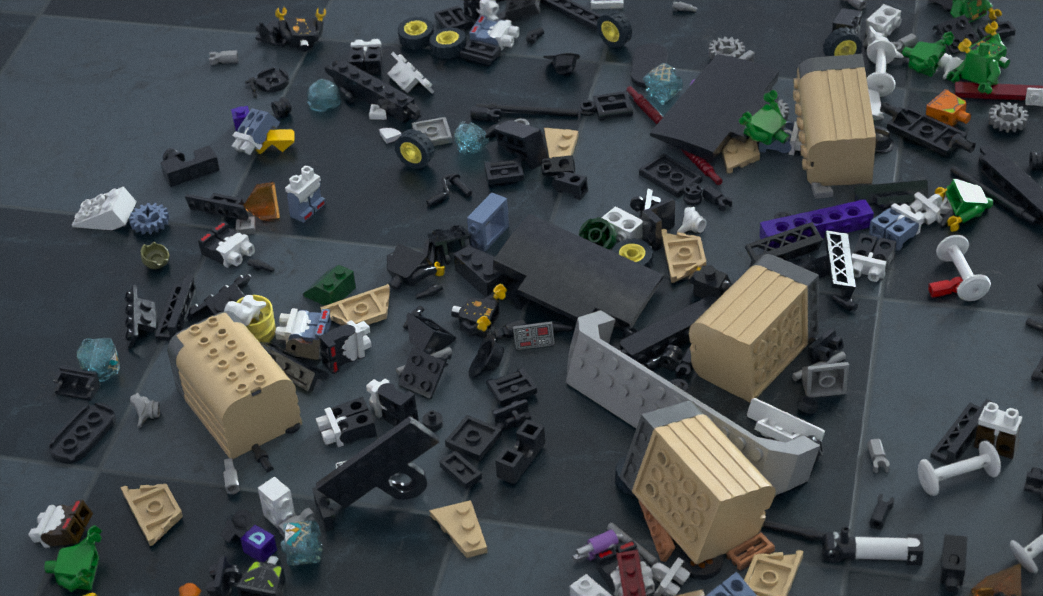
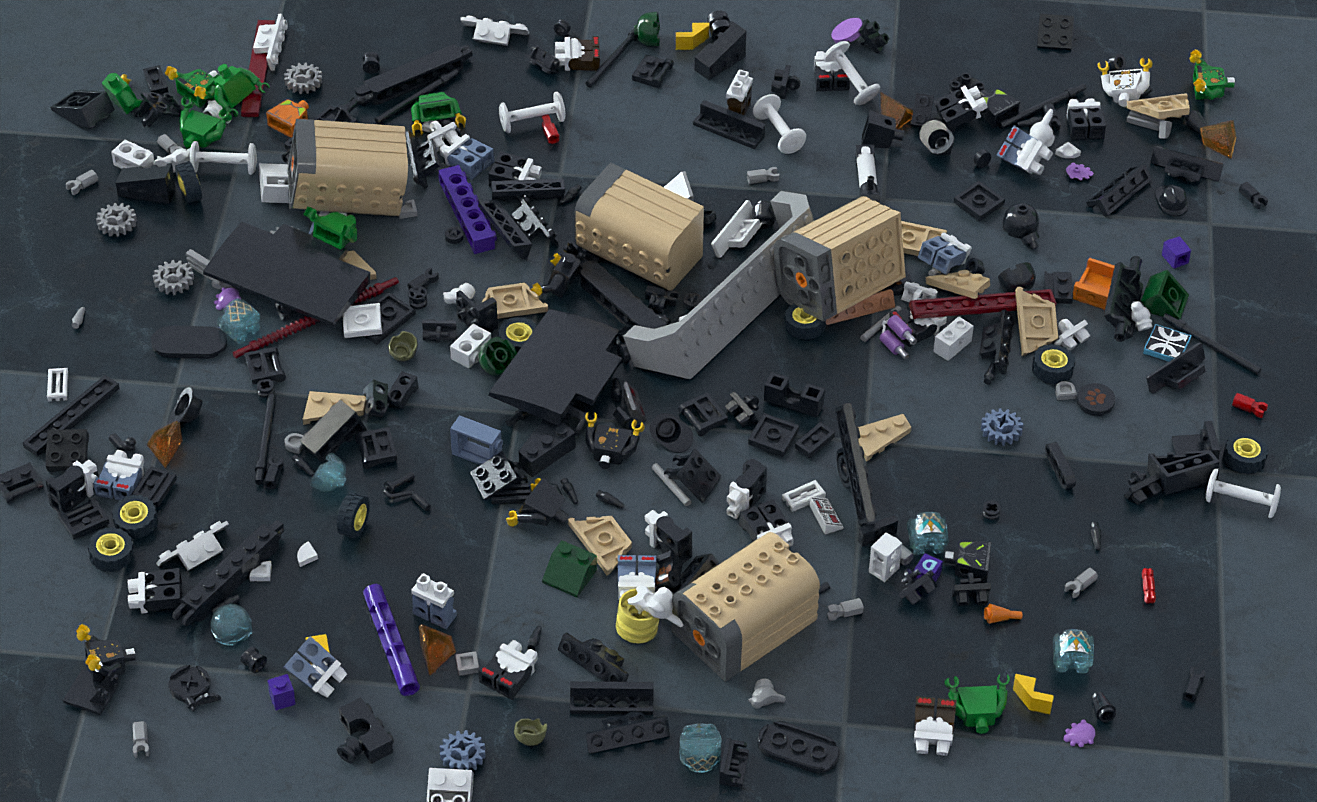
camera: 100 degrees left, 5 degrees up
(153, 509) = (896, 662): tan wing -> none
(219, 205) = (439, 684): black bracket -> none
(246, 185) = (391, 640): none -> dark purple piece
(426, 333) = (641, 478): black slope -> none
(435, 129) = (302, 518): light grey tile -> none
(527, 56) = (166, 442): none -> clear orange slope
(614, 28) = (136, 362): black wheel -> none
(624, 183) = (403, 346): none -> olive hair
(661, 158) = (362, 320): none -> white tile
(801, 17) = (116, 219): none -> light grey gear
(881, 512) = (824, 174): black bar -> none

